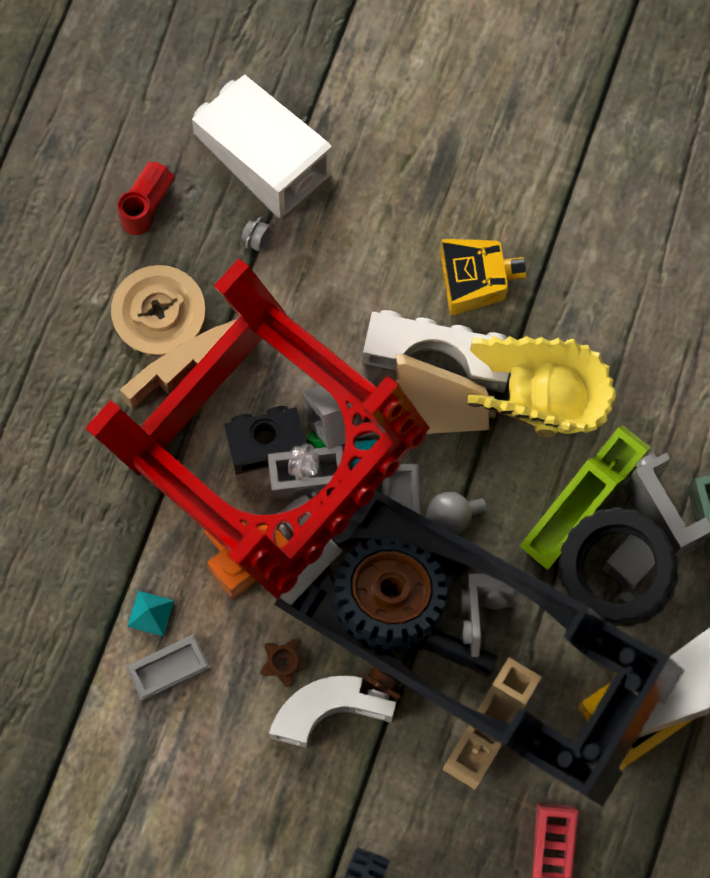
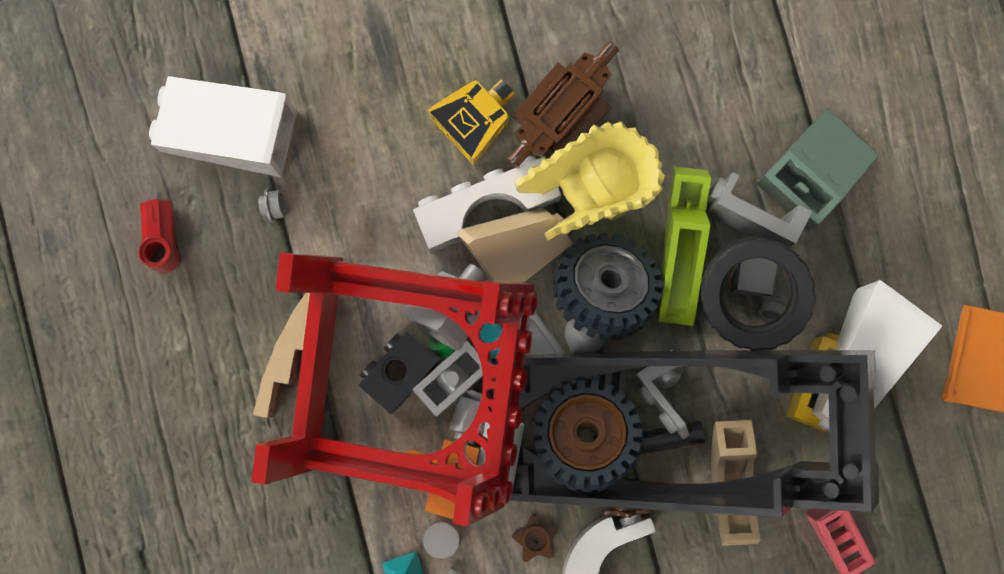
camera: 35 degrees left, 10 degrees up
(164, 287) = (211, 326): tan gear -> none
(202, 605) = (441, 540): none -> light grey tile
(303, 462) = (447, 379): clear plate -> none
(494, 483) = (601, 308): none -> wheel
(561, 310) = (563, 105): none -> reddish brown piece

